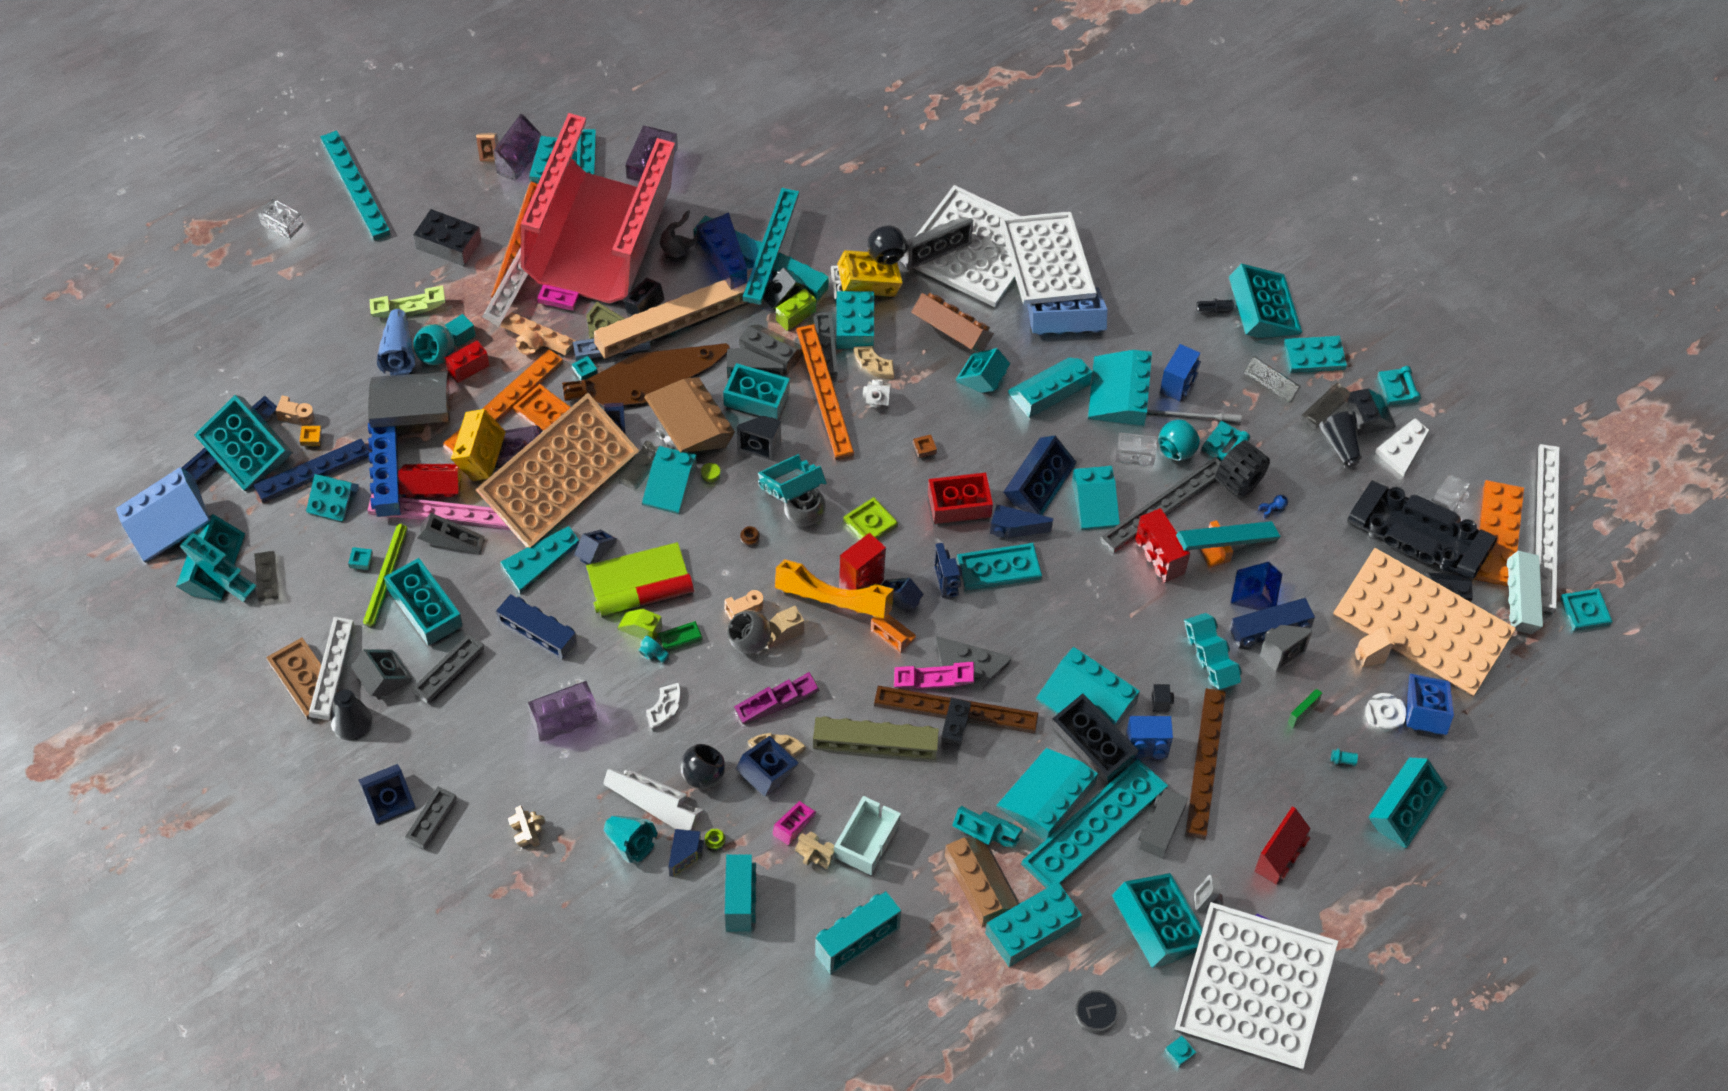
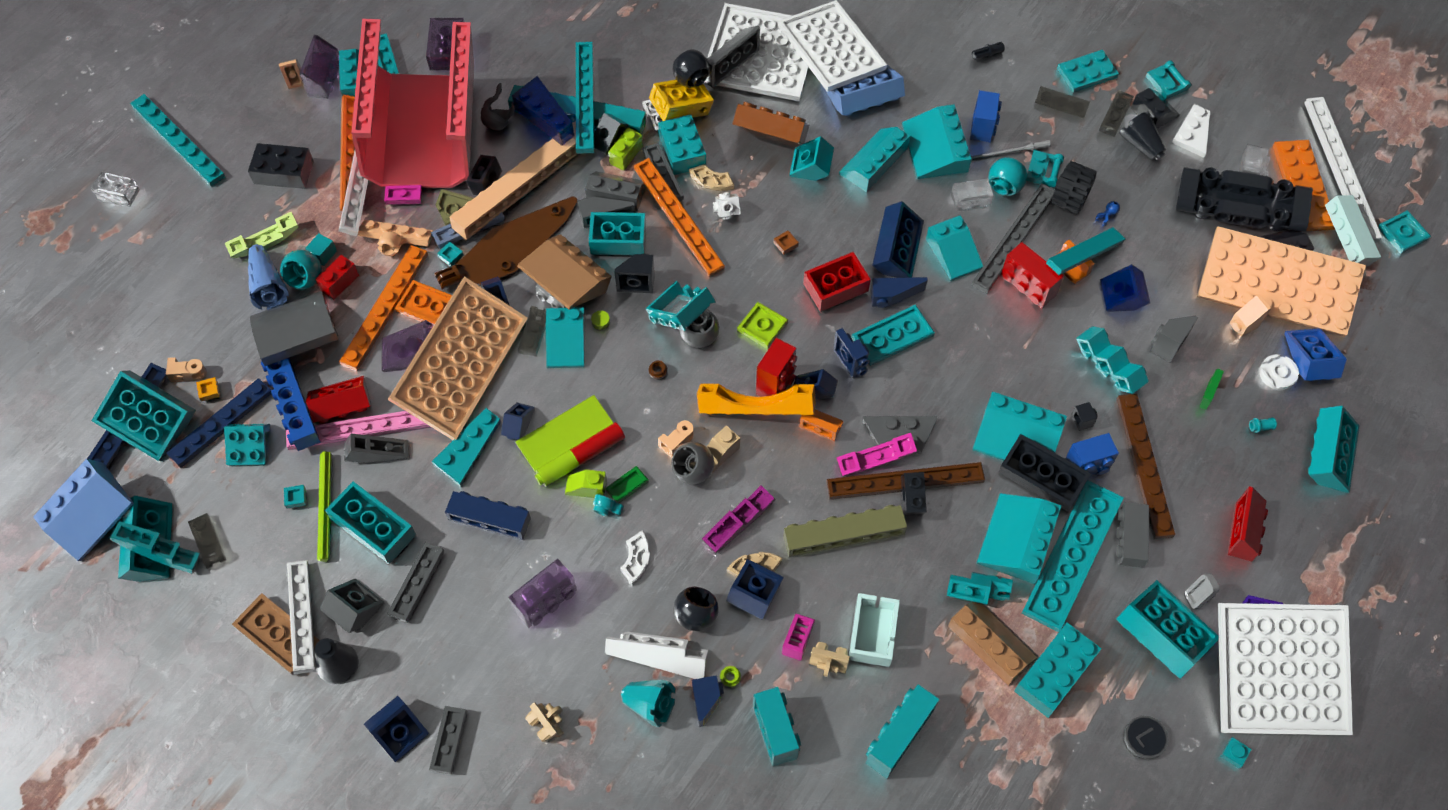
camera: 15 degrees left, 5 degrees up
(478, 445) = (374, 354): yellow piece -> none
(1252, 627) = (1149, 319): dark blue brick -> none
(1264, 302) = (1028, 37): teal slope -> none

